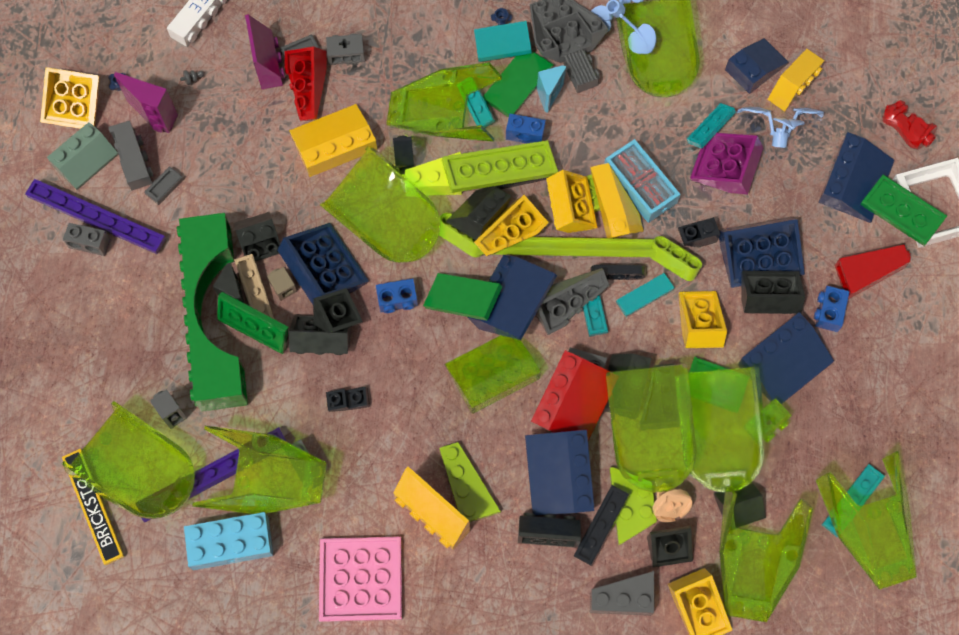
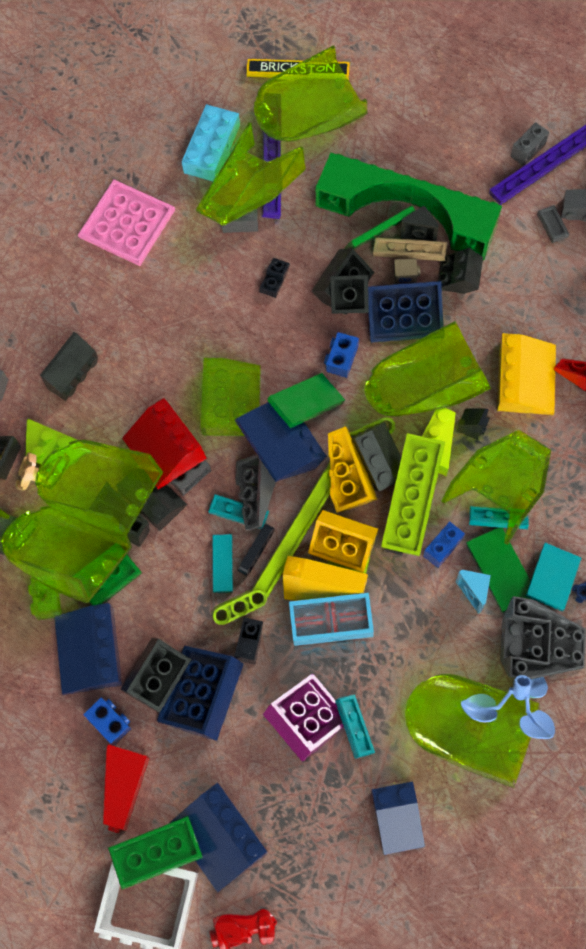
camera: 125 degrees right, 0 degrees up
(168, 408) = (341, 139): dark grey brick -> none
(431, 509) = (142, 291): yellow slope -> none
(467, 488) = (141, 329): lime wing -> none
(559, 472) = (109, 401): dark blue slope -> none
(581, 70) = (481, 633): dark grey brick -> none
(601, 525) = (49, 412): black tile -> none
(702, 320) = (170, 597): yellow slope -> none
(781, 135) = (301, 784): light blue plant -> none
(795, 79) = (357, 846): yellow wedge -> none

